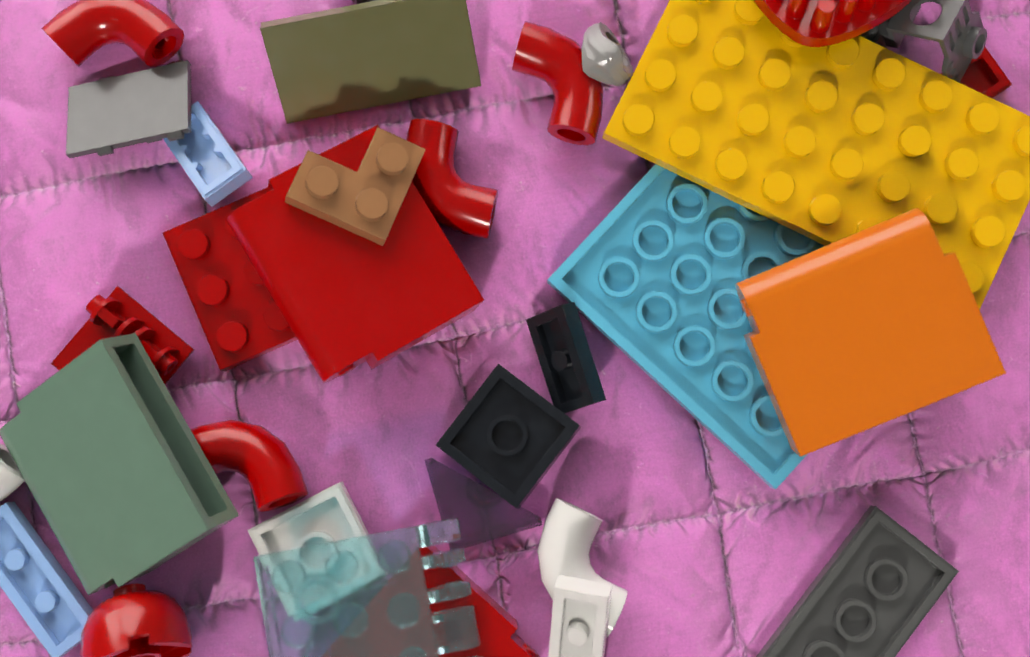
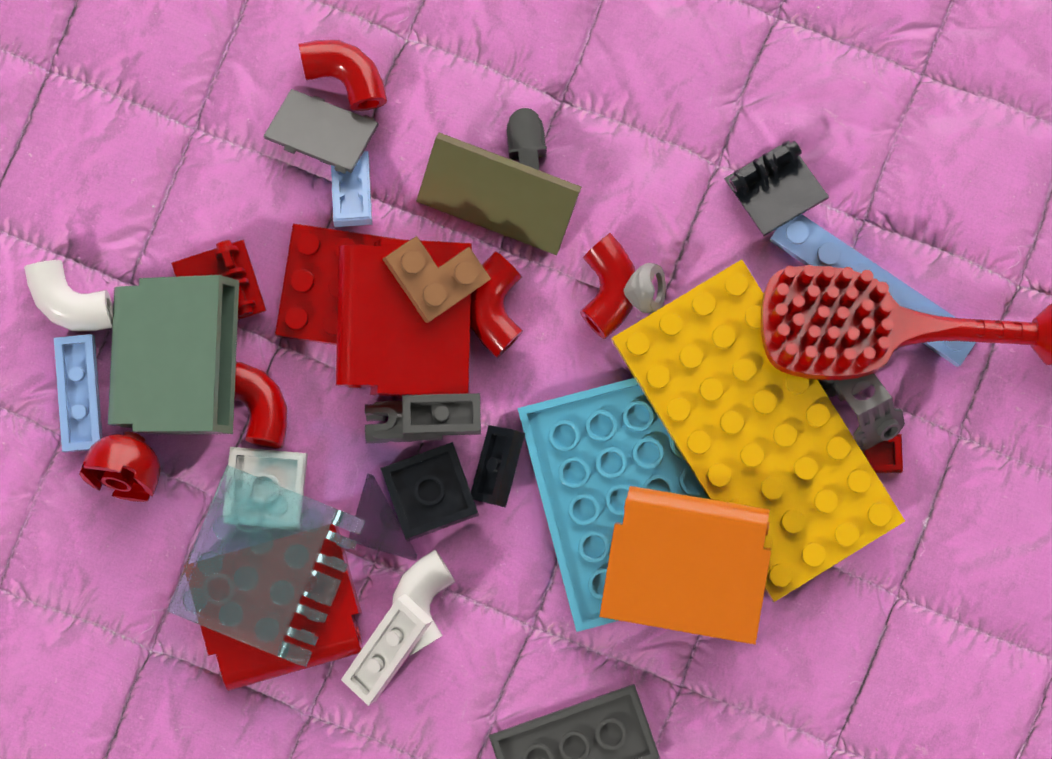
camera: 30 degrees right, 0 degrees up
(449, 356) = (423, 418): none -> dark grey plate

